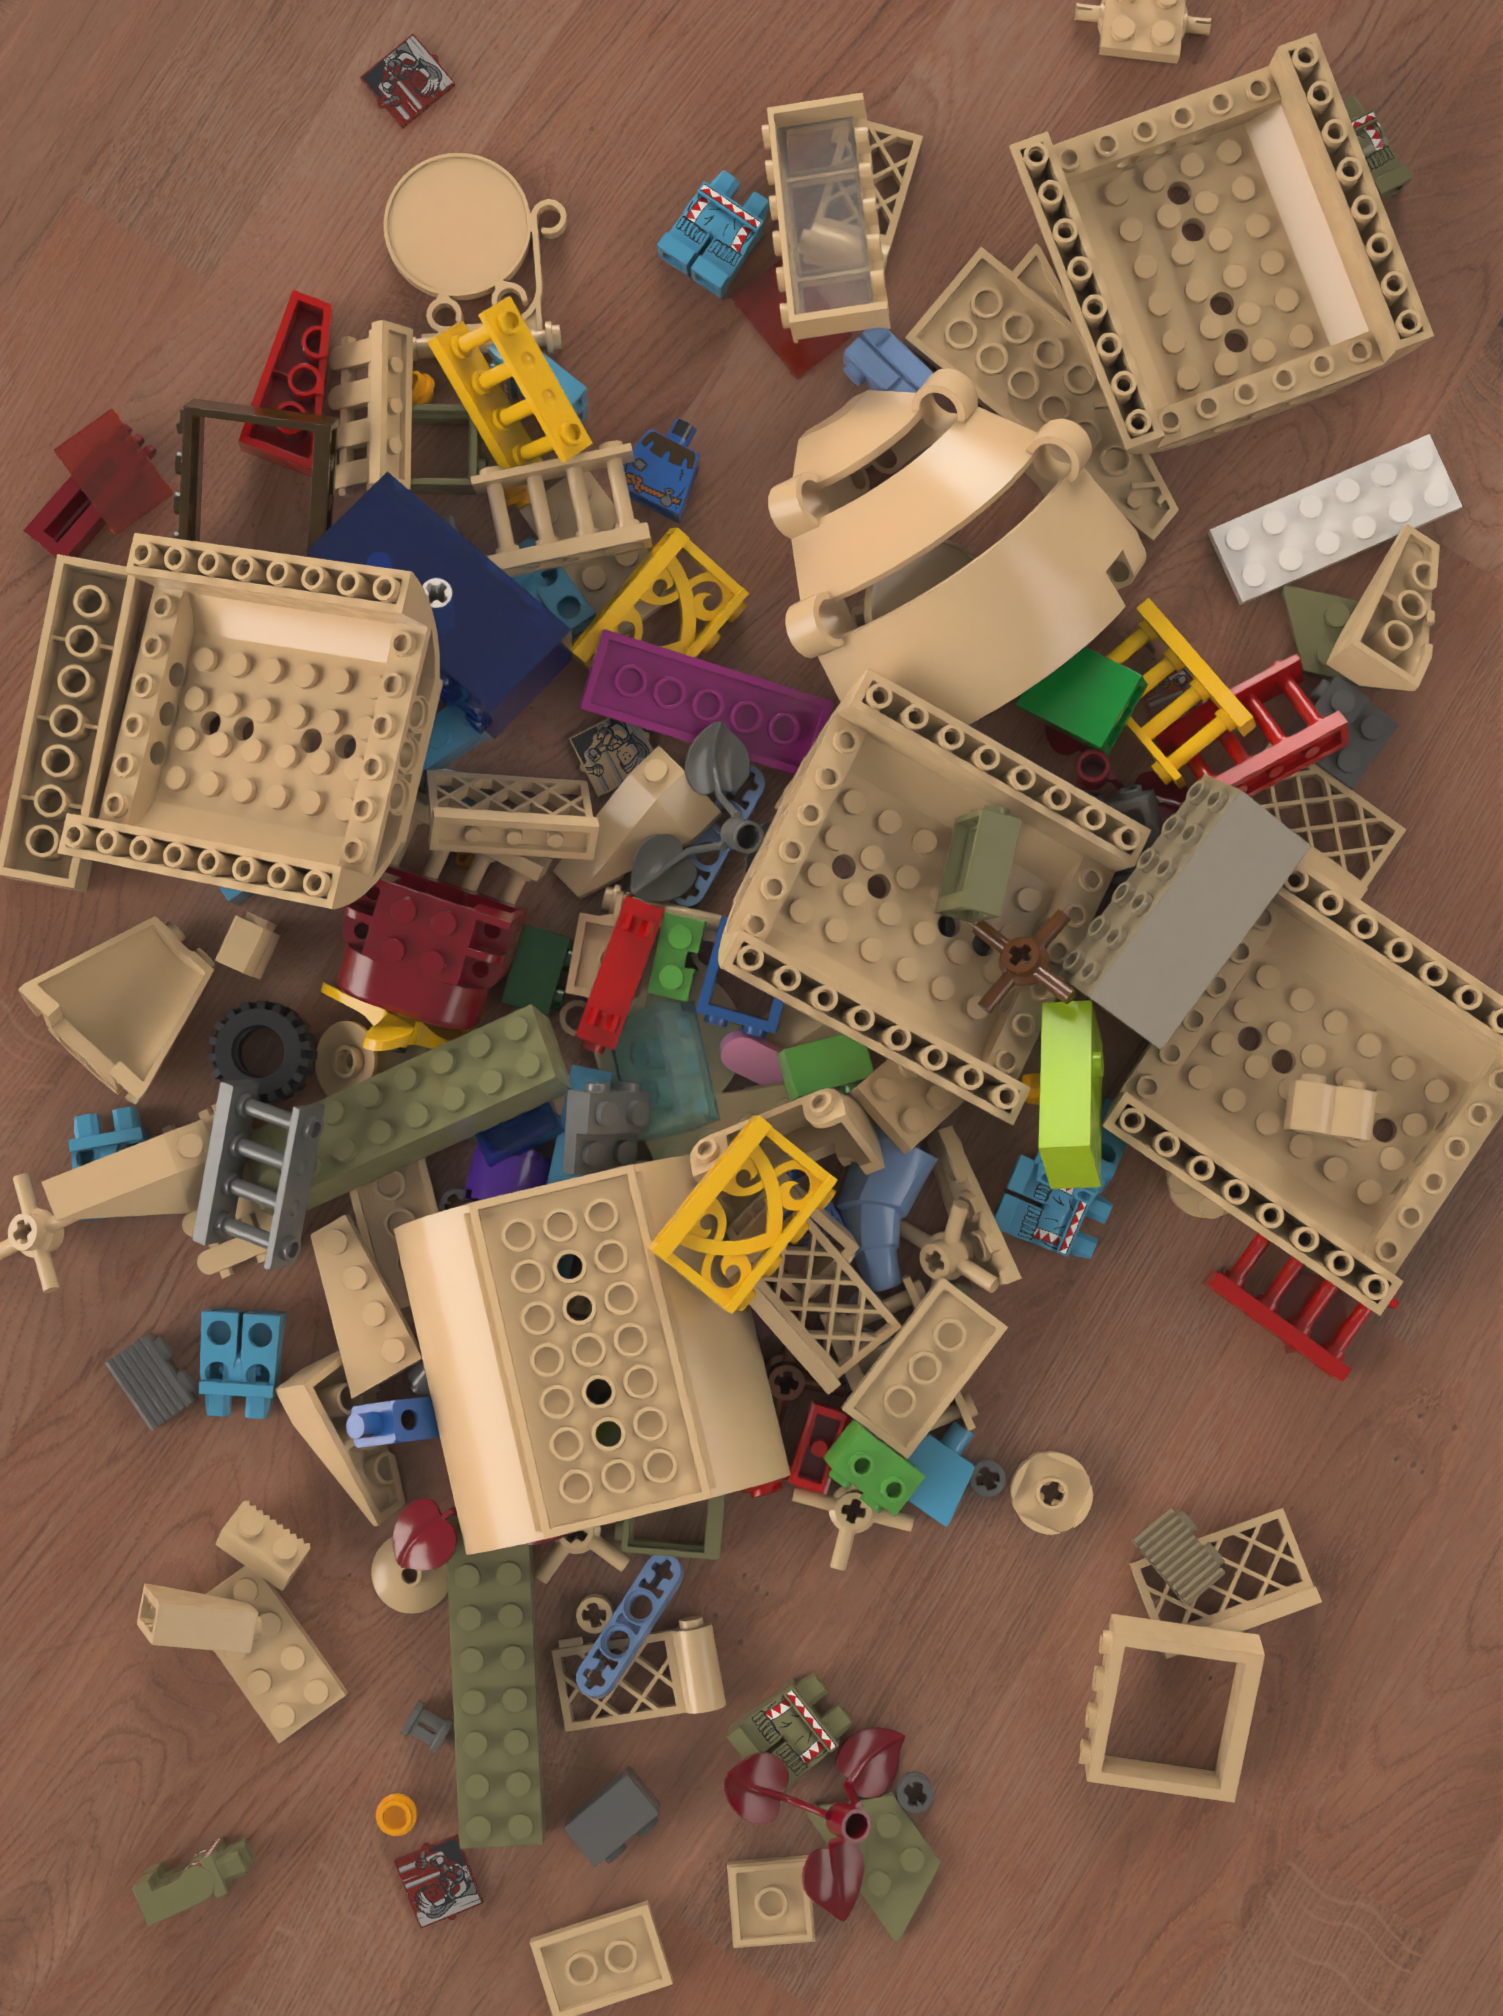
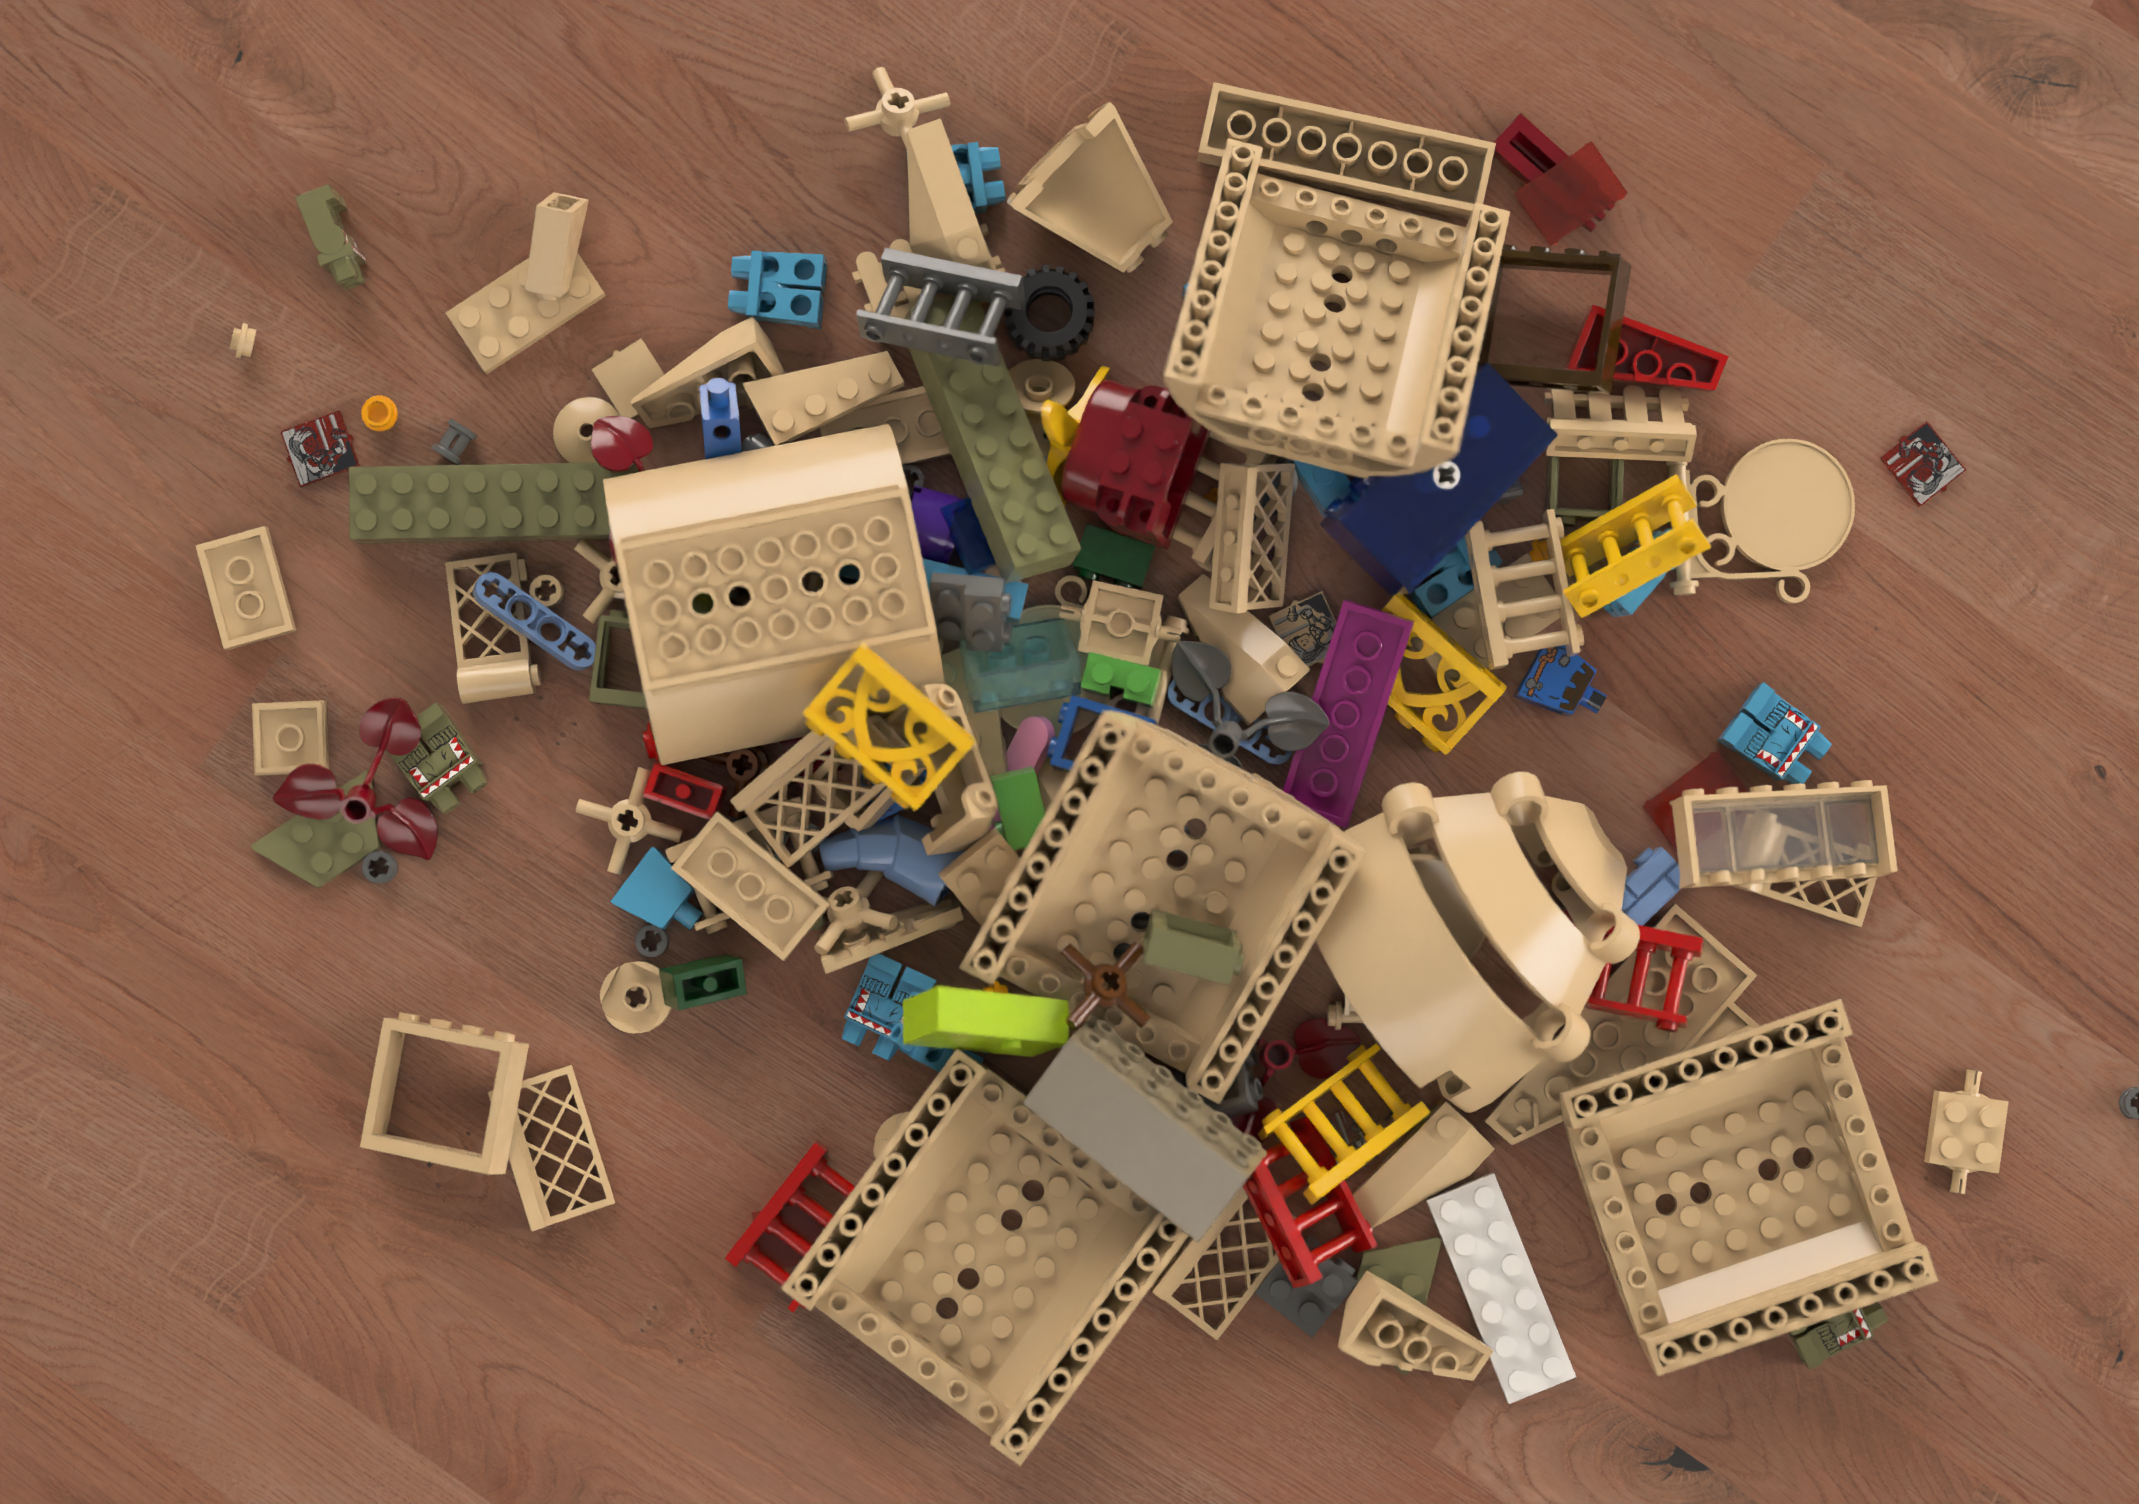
camera: 90 degrees right, 0 degrees up
(153, 1380) = (765, 211): dark grey brick -> none
(249, 945) = (1143, 303): tan brick -> none
(263, 1545) = (617, 303): tan brick -> none
(317, 1977) = (243, 341): none -> tan plate
(346, 1530) = (628, 375): none -> tan piece
(422, 388) = (1639, 469): light orange plate -> none
(613, 1817) = (369, 602): dark grey brick -> none
(618, 975) = (1105, 627): red brick -> none
(873, 1468) = (663, 837): bright green brick -> none
(958, 325) = (1682, 950): none -> red fence
(1033, 1418) = (702, 981): none -> dark green brick
(1086, 699) = (1339, 1052): green brick -> none
(1179, 1555) = (576, 1107): dark tan brick -> none
(1203, 608) = (1424, 1163): none -> tan wedge
(1329, 1109) = (966, 1256): tan brick -> none

